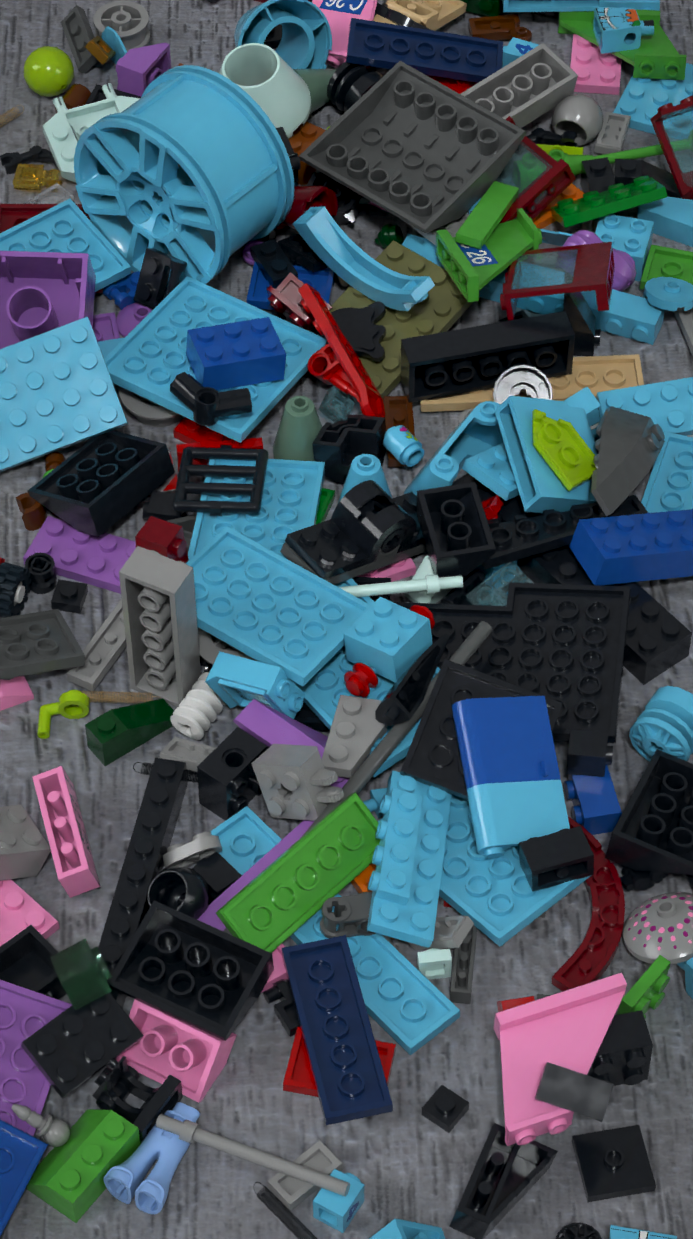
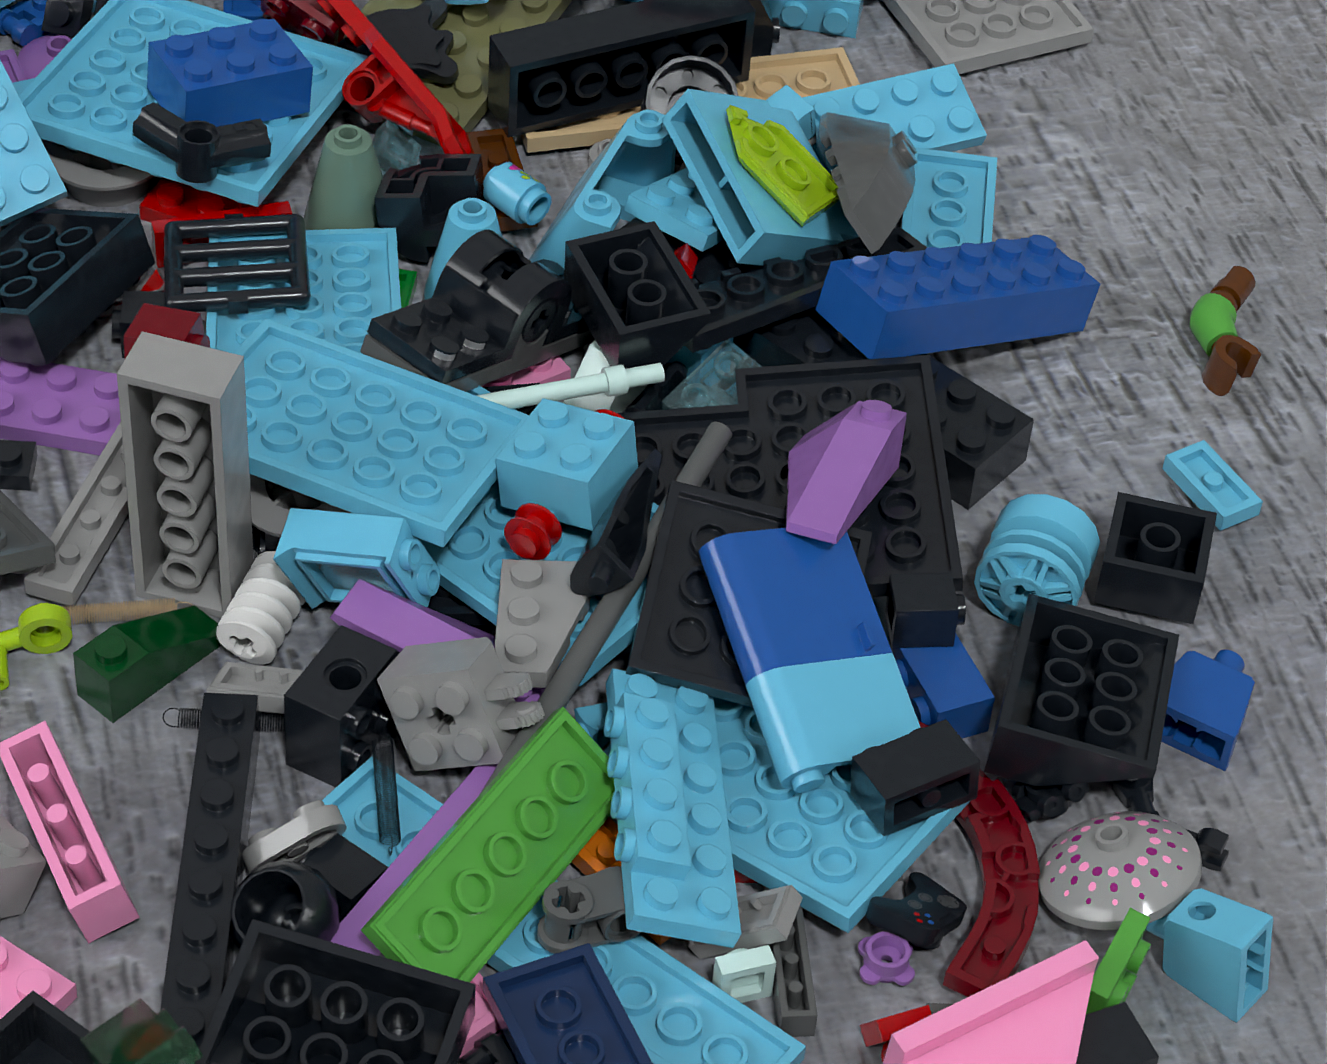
camera: 15 degrees left, 5 degrees down
(250, 827) = (386, 793): none -> black piece
(524, 957) = (889, 948): none -> medium lavender plate
(547, 941) = (922, 916): none -> black piece
(552, 661) = (842, 468): none -> medium lavender wedge

